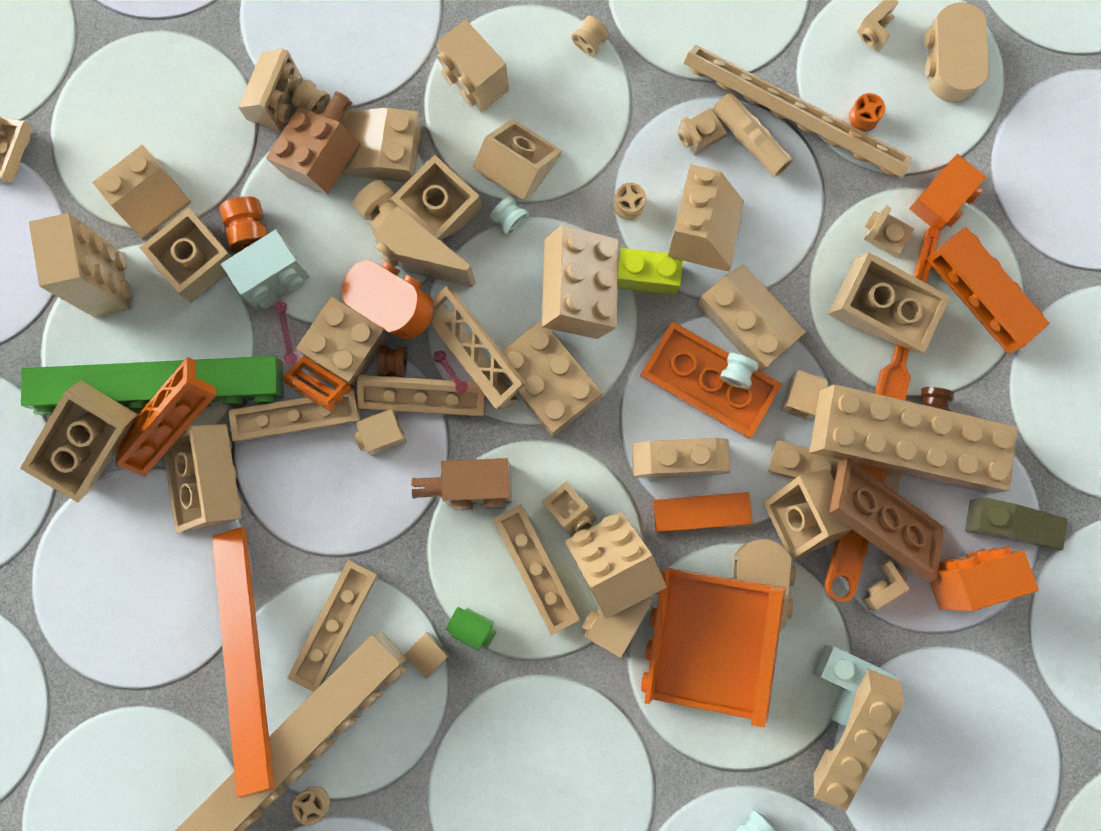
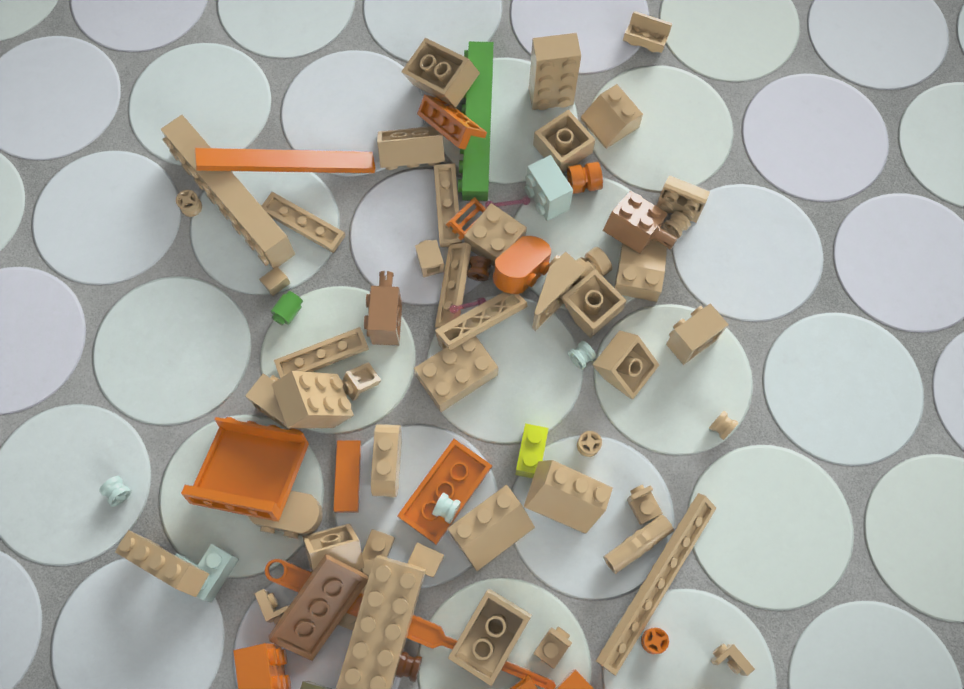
camera: 90 degrees right, 10 degrees down
(580, 282) = (523, 396): tan brick -> none

